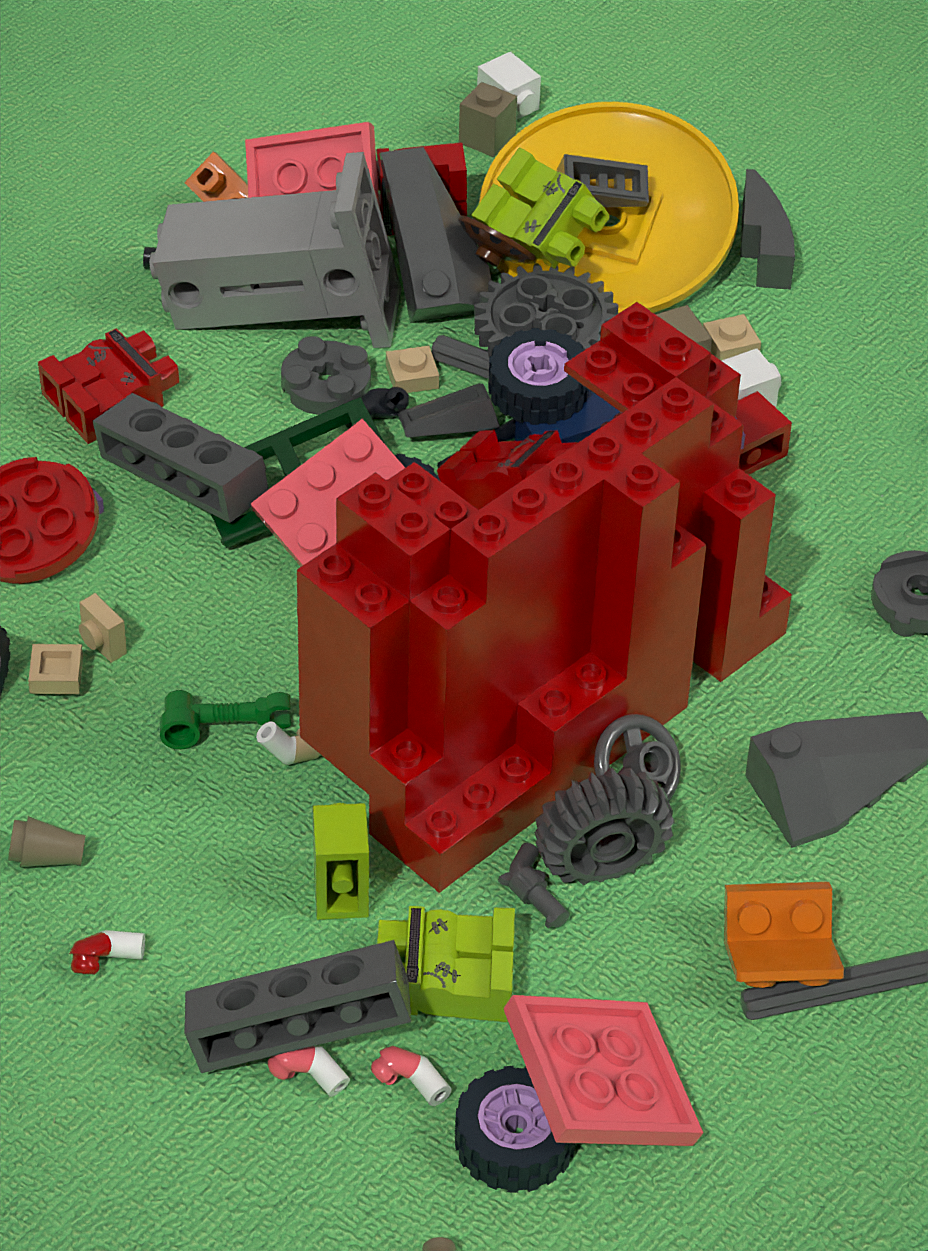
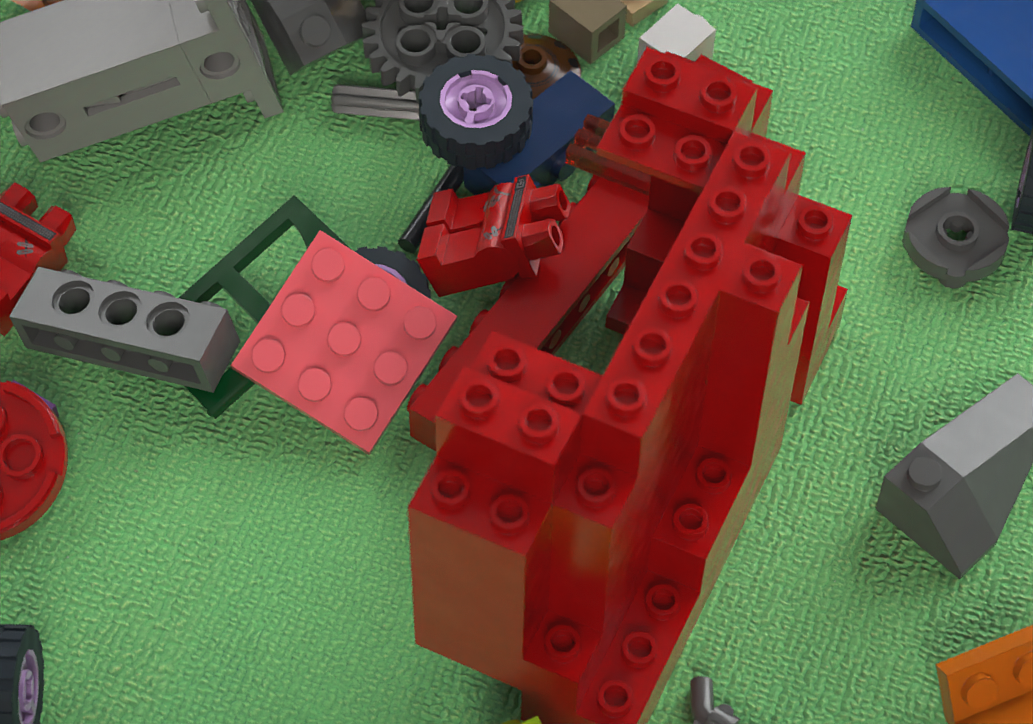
camera: 20 degrees left, 10 degrees up
(55, 669) = (96, 639): tan plate -> none
(102, 628) = (127, 570): tan plate -> none
(183, 718) = (263, 651): green brick -> none
(283, 747) = (391, 650): white arm -> none
(314, 358) = (227, 147): dark grey plate -> none
(385, 402) = (309, 184): black arm -> none
(412, 369) = (320, 134): tan plate -> none
(453, 413) = (388, 177): dark grey slope -> none
(604, 826) = (781, 637): dark grey gear -> none
(656, 758) = (781, 542): dark grey piece -> none

